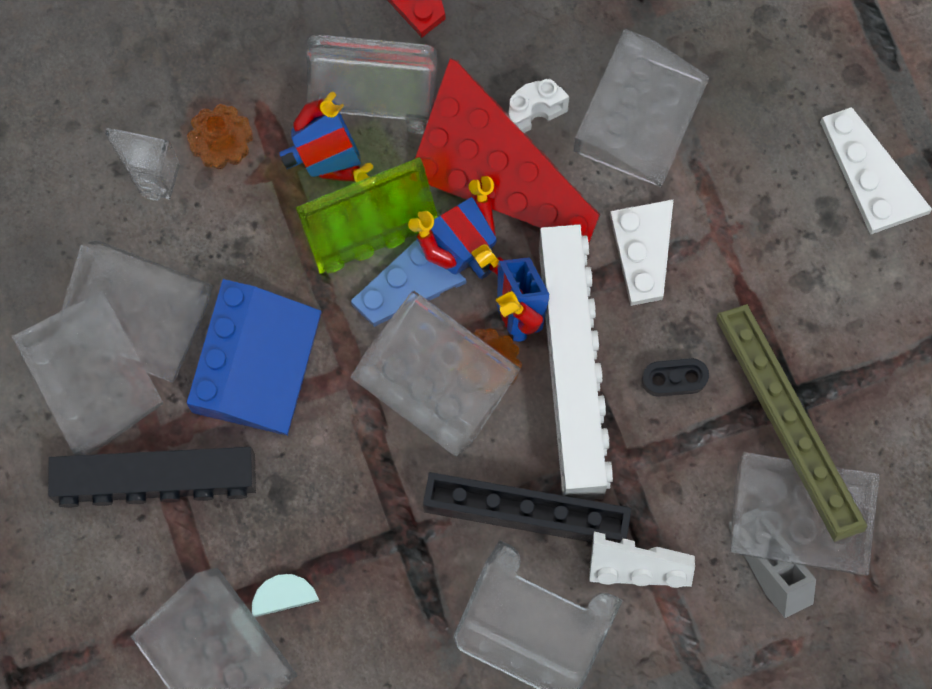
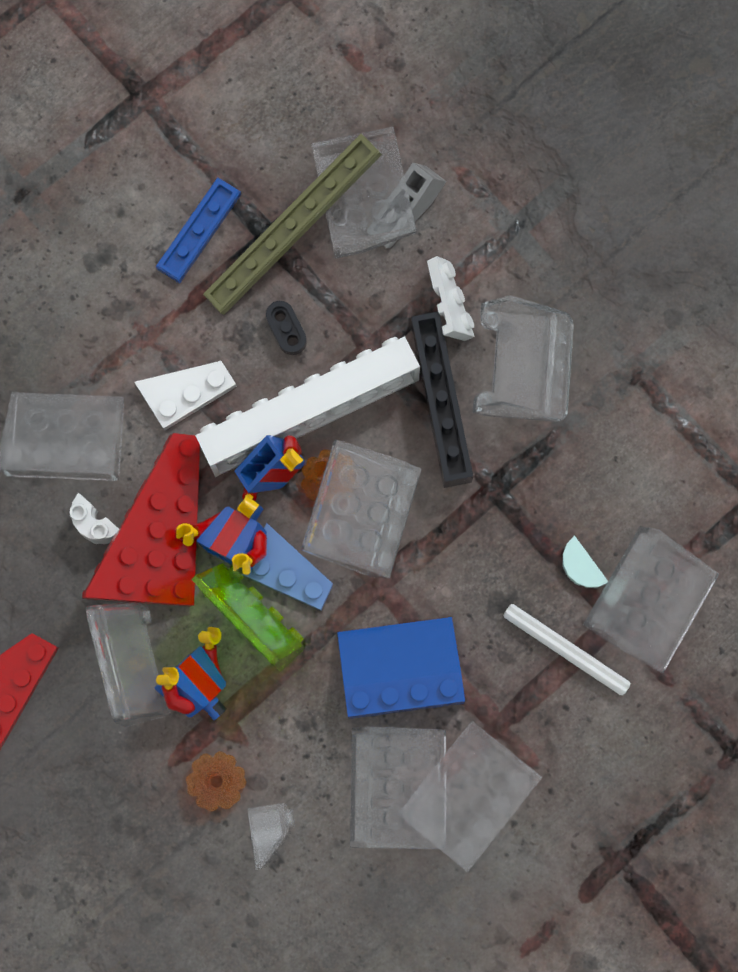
camera: 110 degrees left, 5 degrees up
(152, 475) = (531, 710): black brick -> none
(199, 541) = (566, 649): none -> white axle
(824, 327) = (198, 230): none -> blue tile
(874, 178) = (55, 233): white wing -> none

